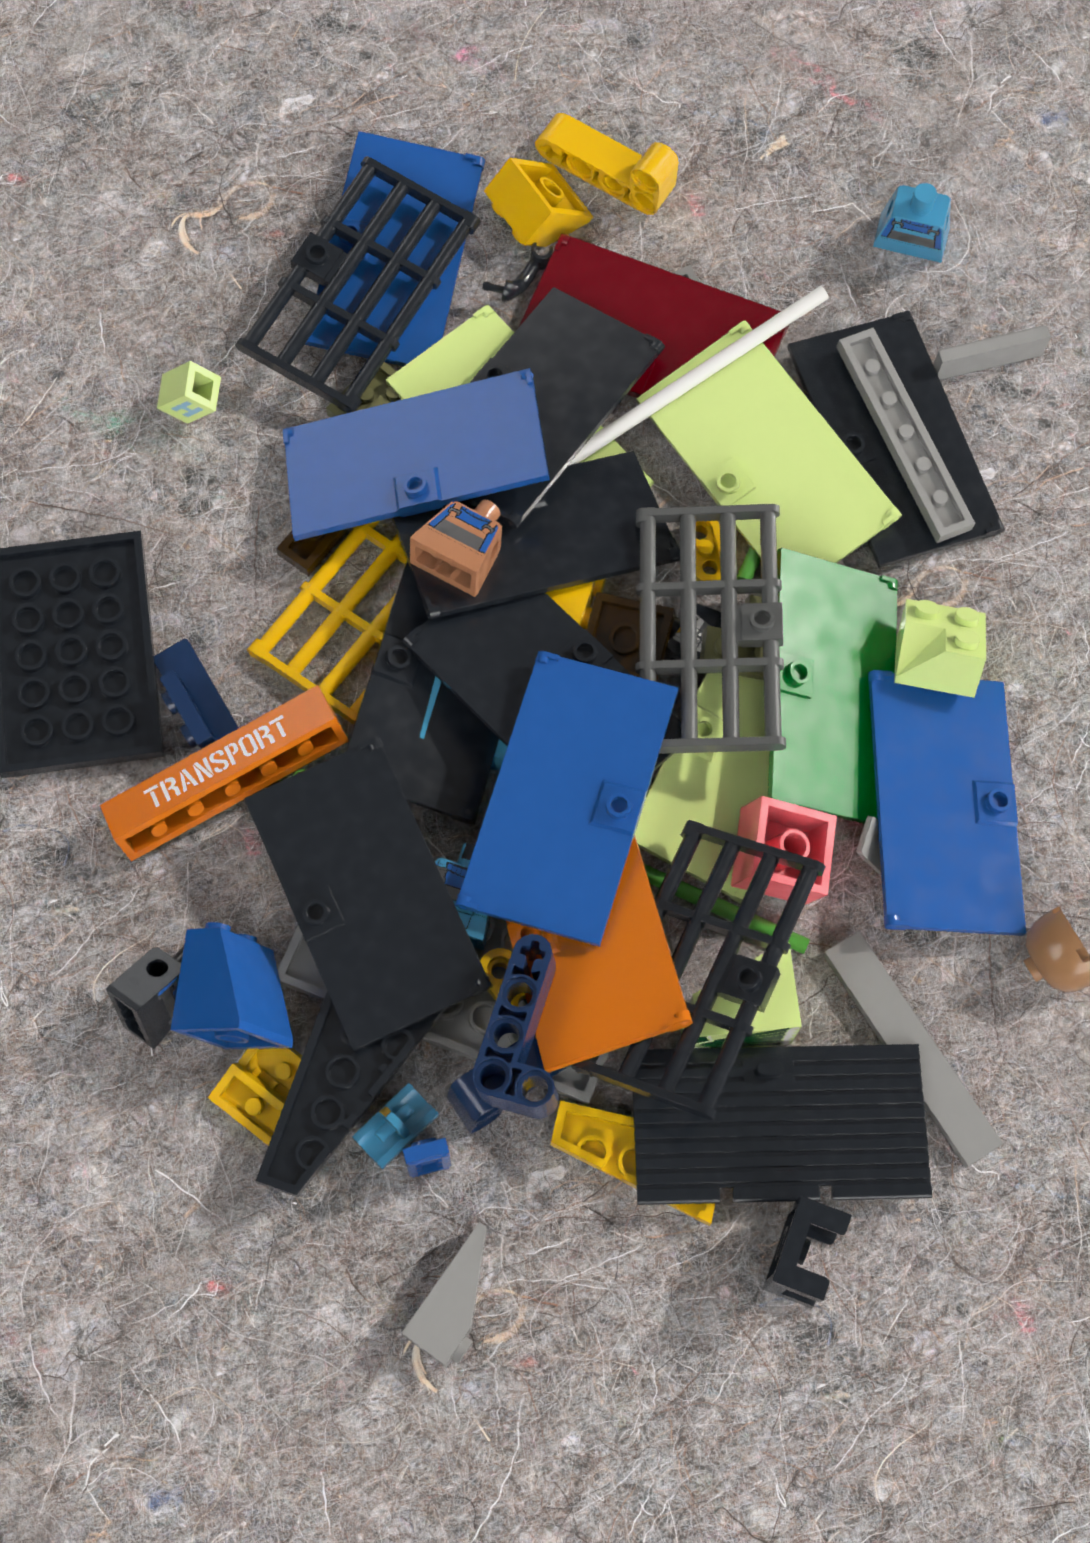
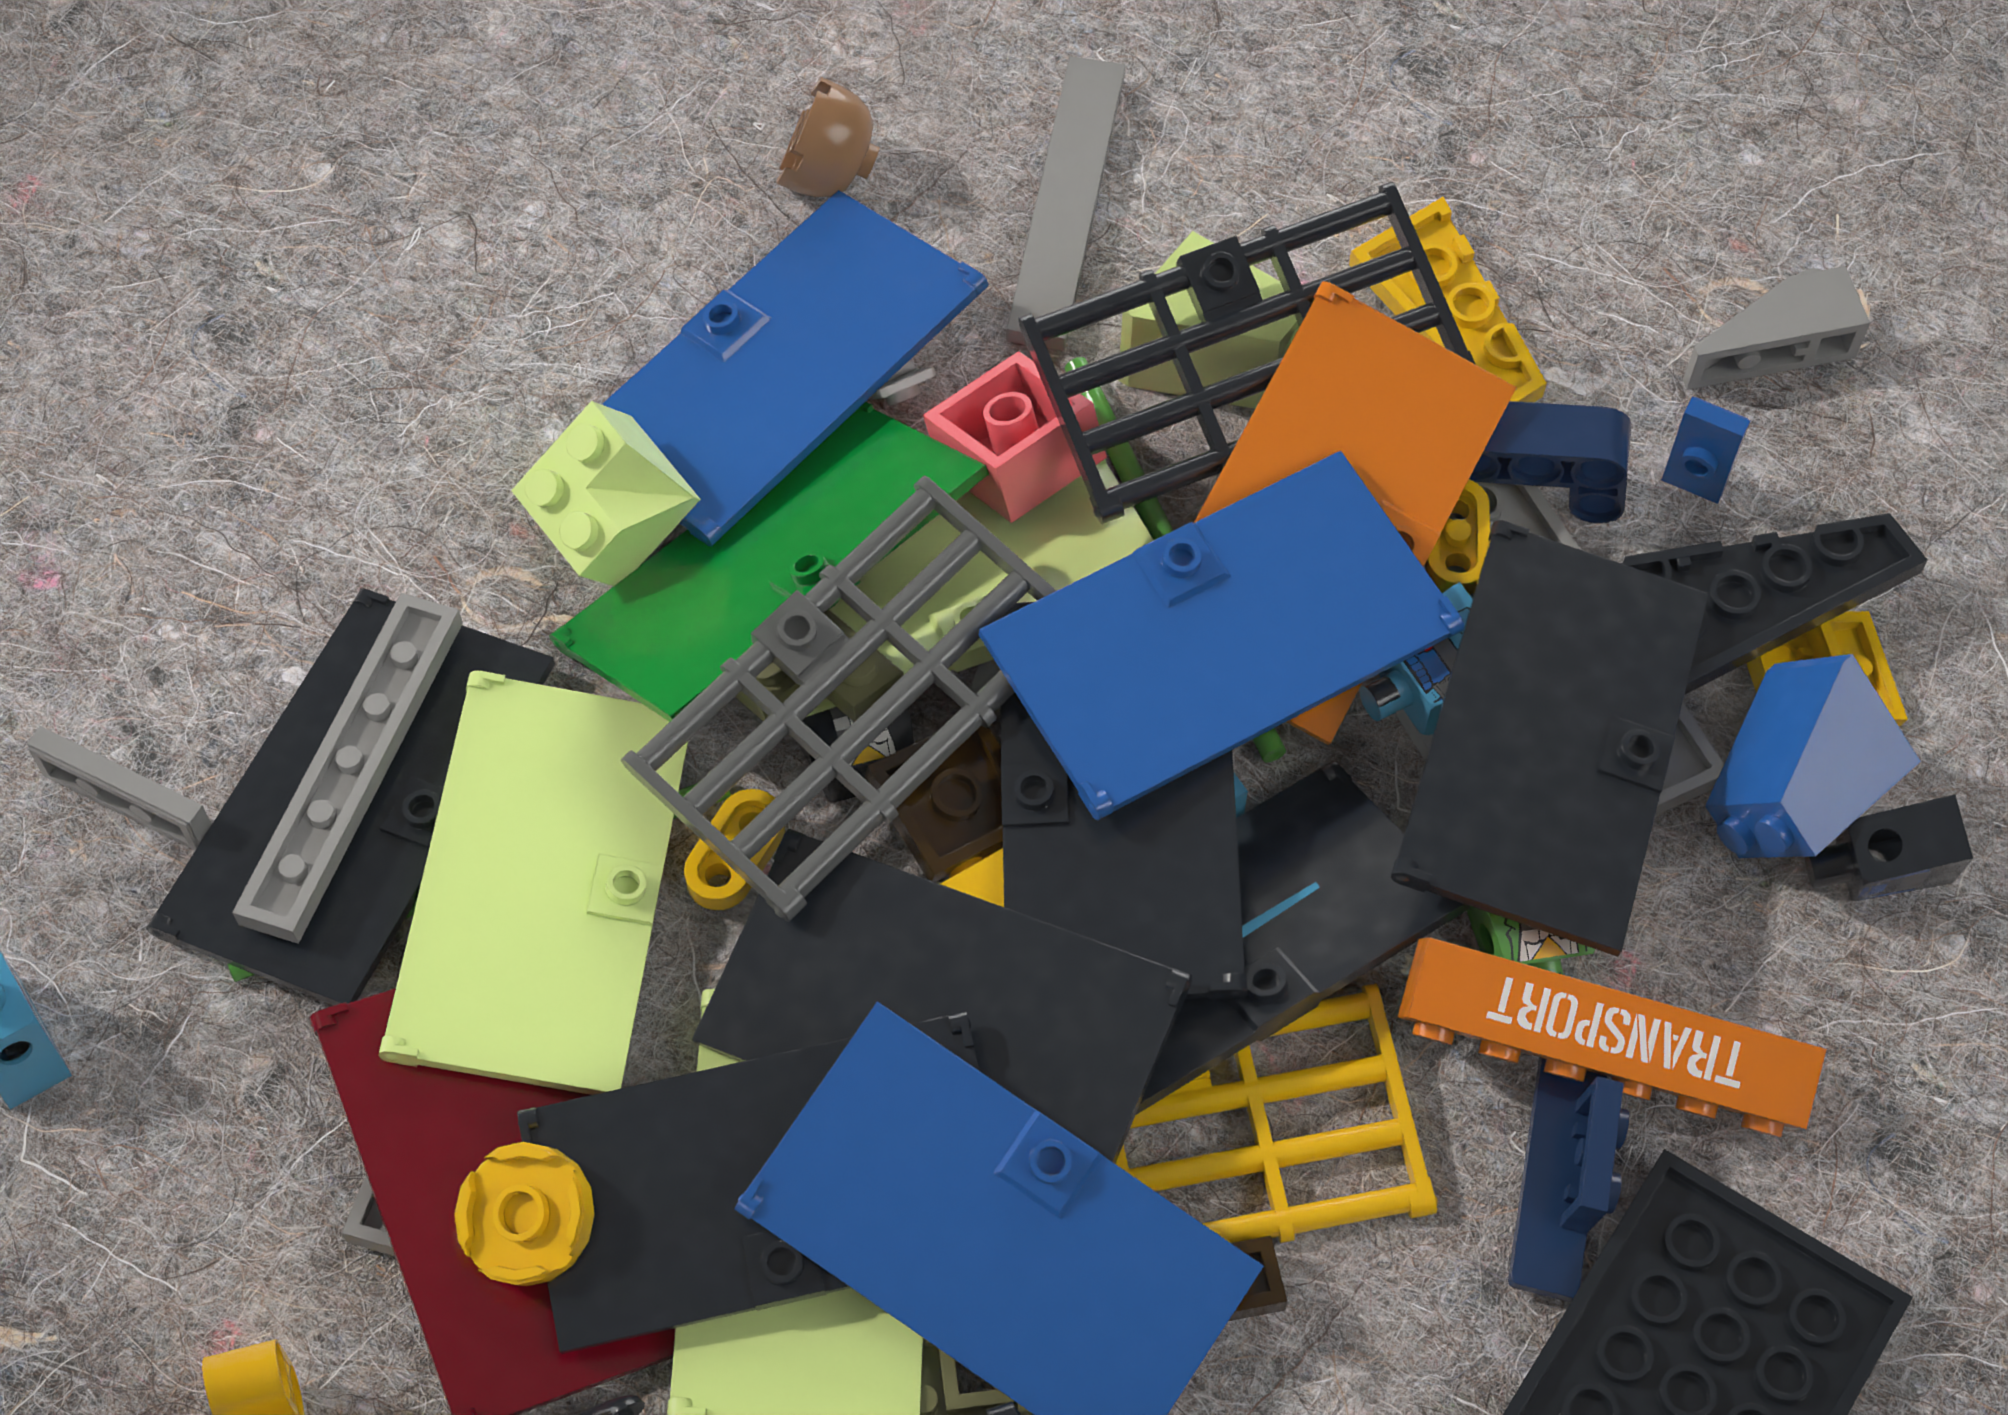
camera: 135 degrees left, 10 degrees down
(395, 1126) = (1708, 513): dark azure hips -> none
(459, 545) = (1064, 1028): nougat torso -> none
(523, 1022) = (1502, 436): dark blue beam -> none
(617, 311) = (524, 1214): none -> yellow tile
(702, 372) = (472, 1023): white piece -> none
(787, 1127) = (1225, 168): black door -> none
(803, 1220) = (1383, 106): black panel -> none

